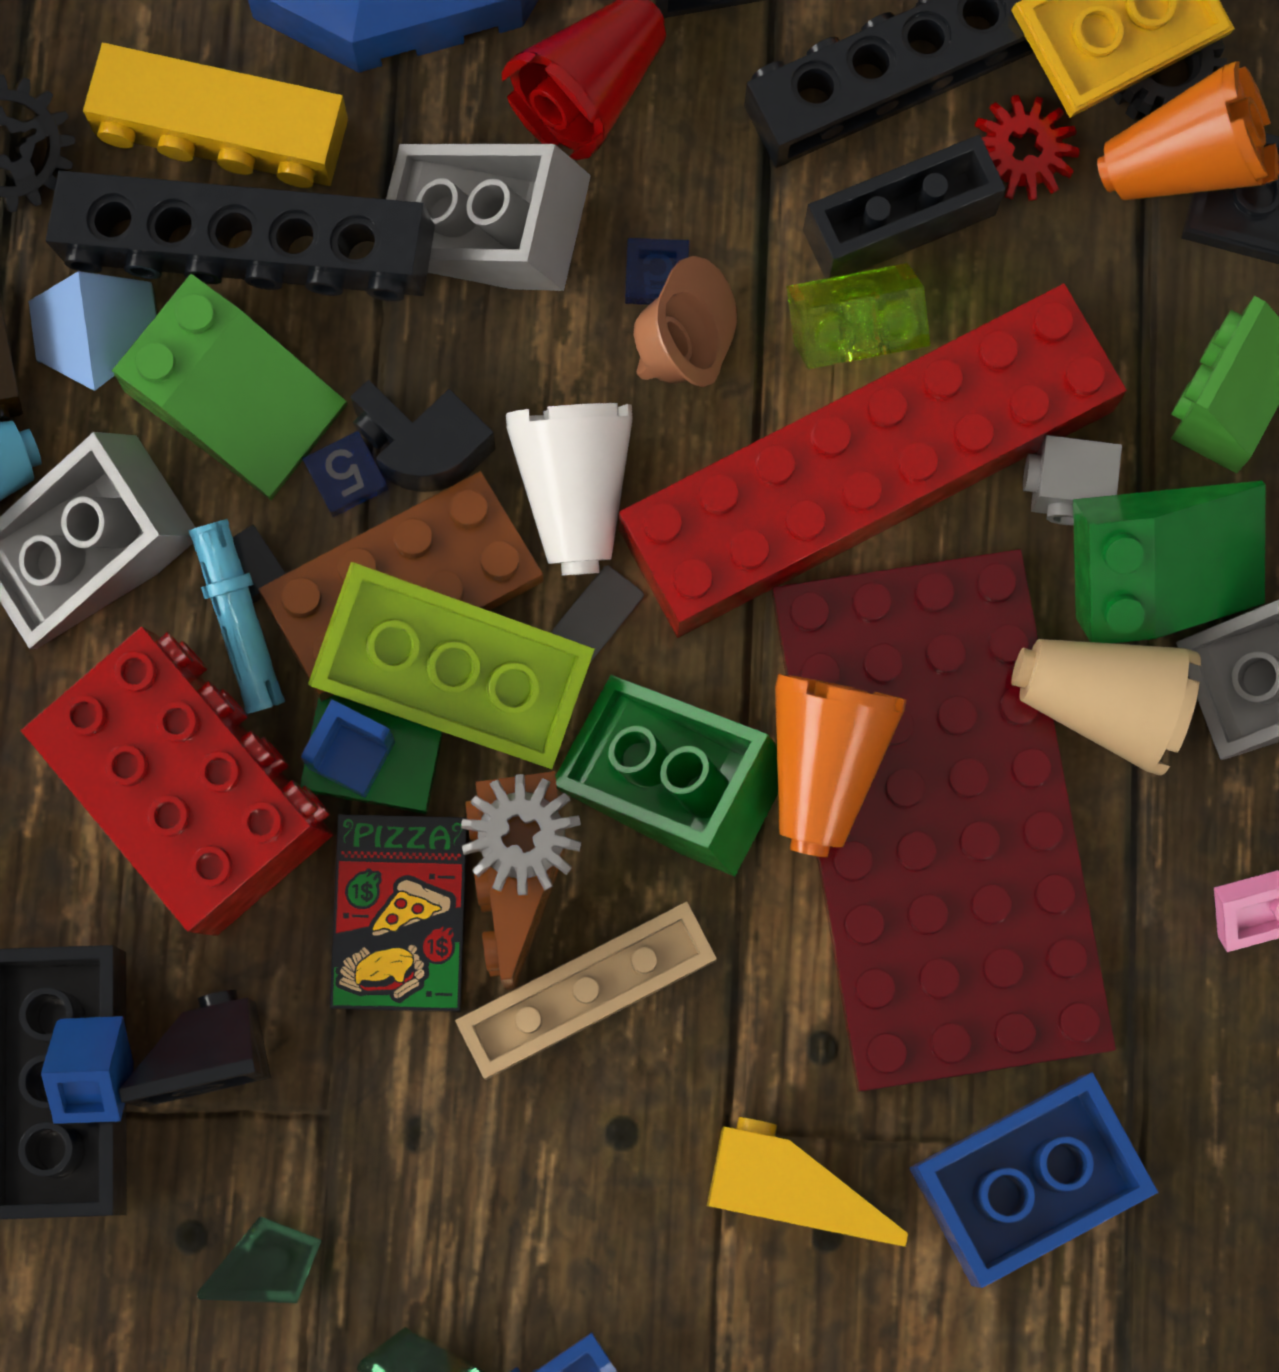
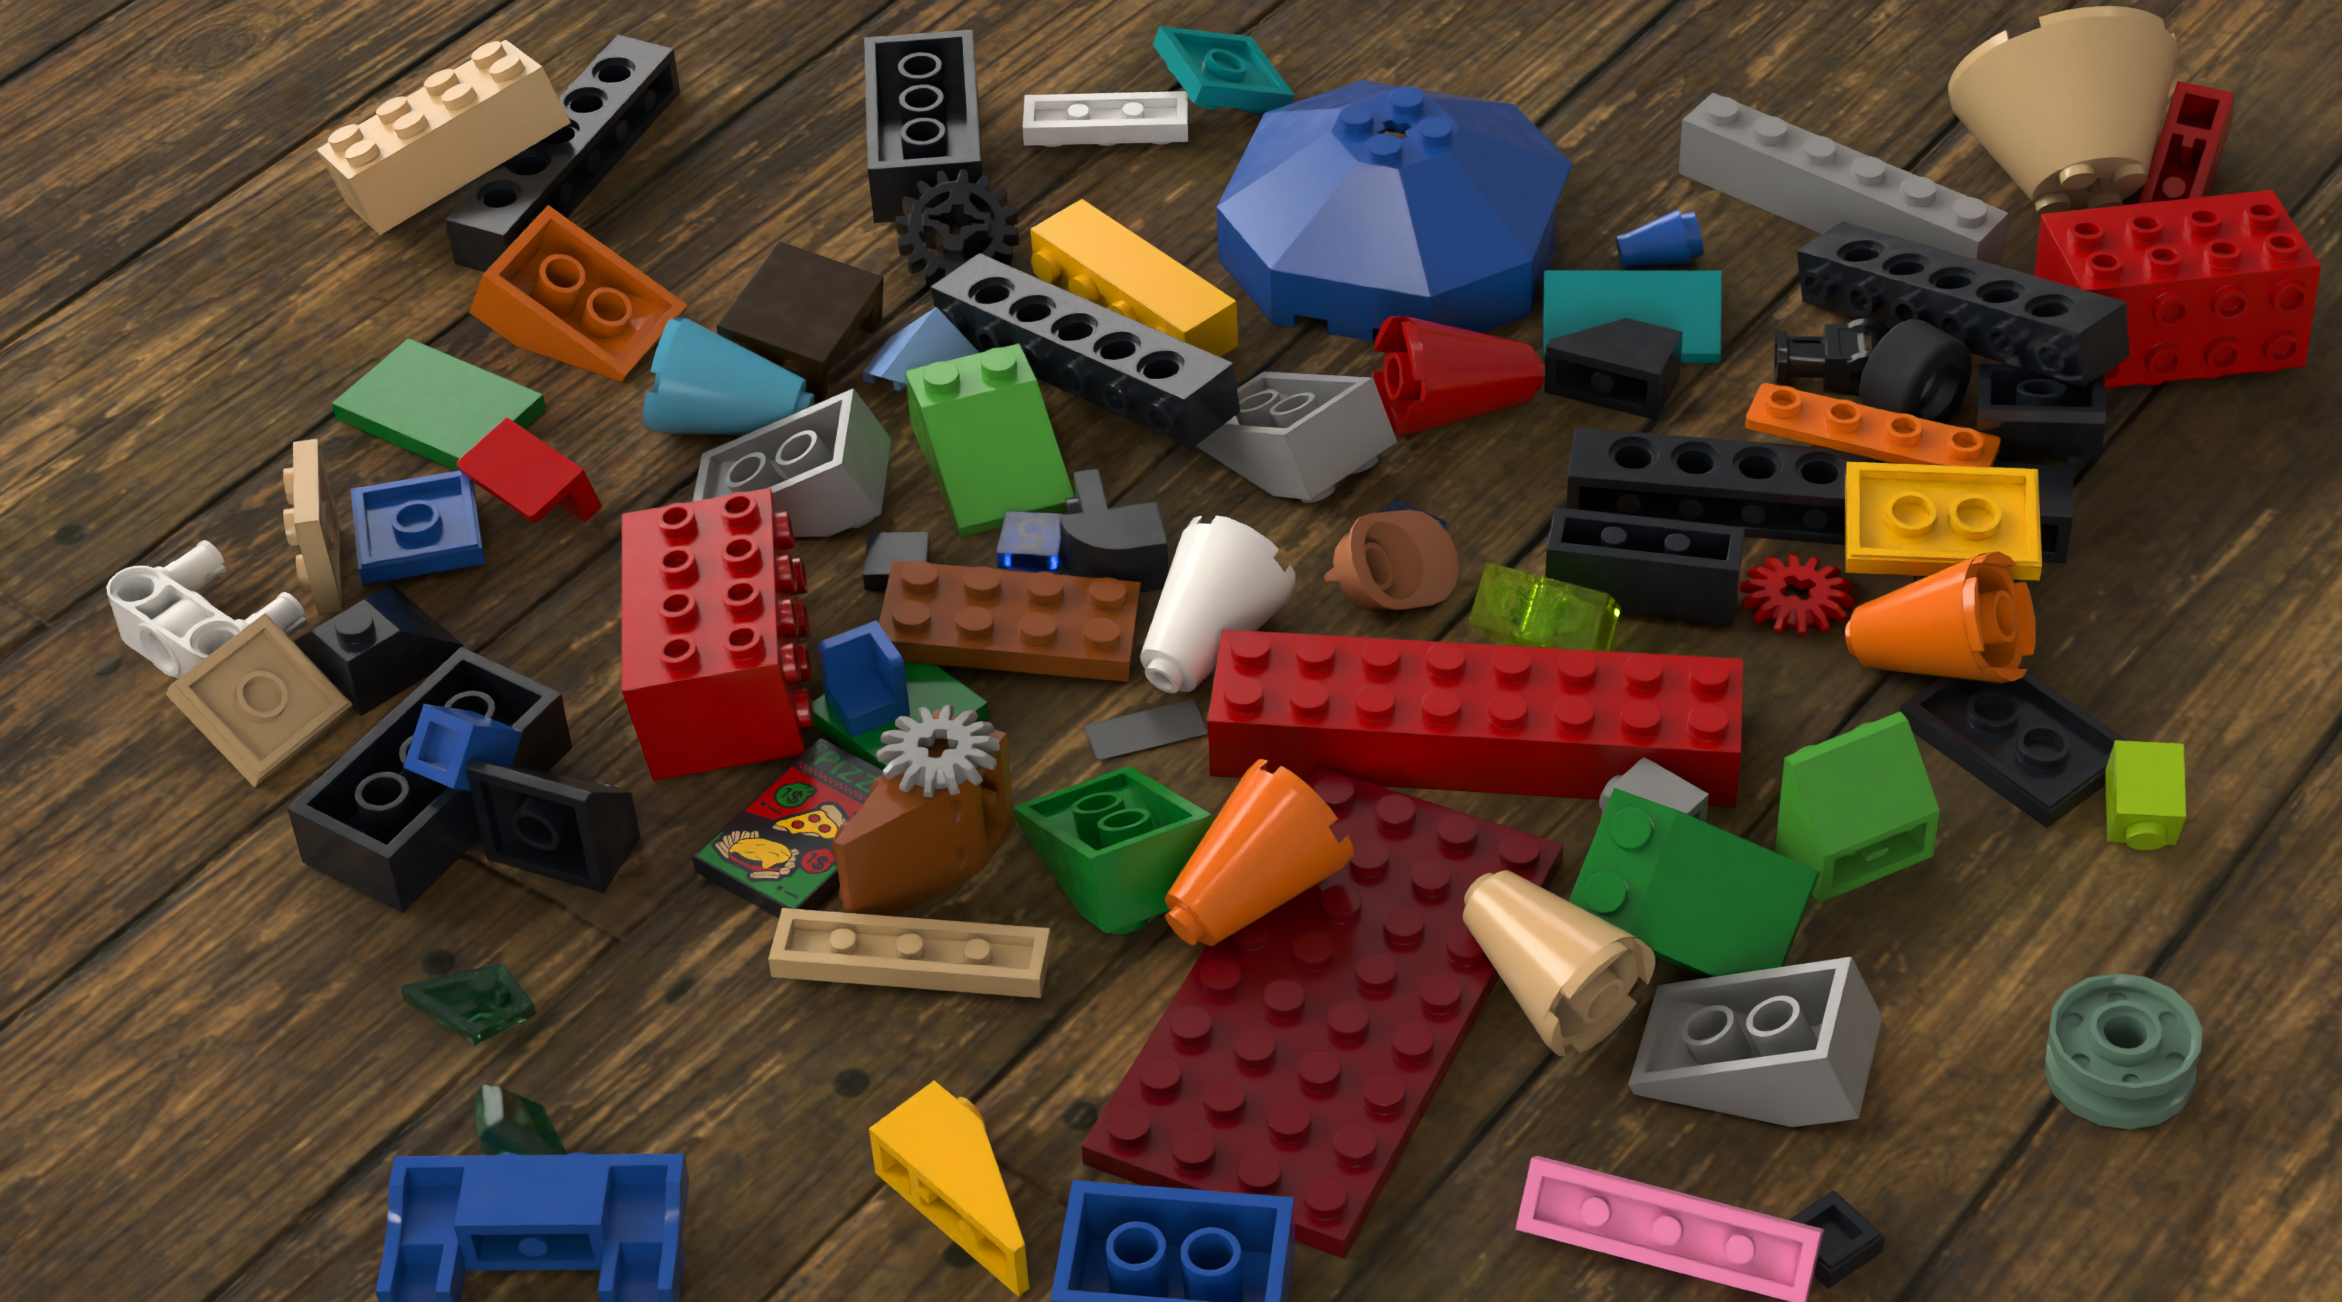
camera: 40 degrees right, 35 degrees down
(236, 615) = (868, 547): medium azure pin -> none
(450, 666) = (994, 655): lime plate -> none

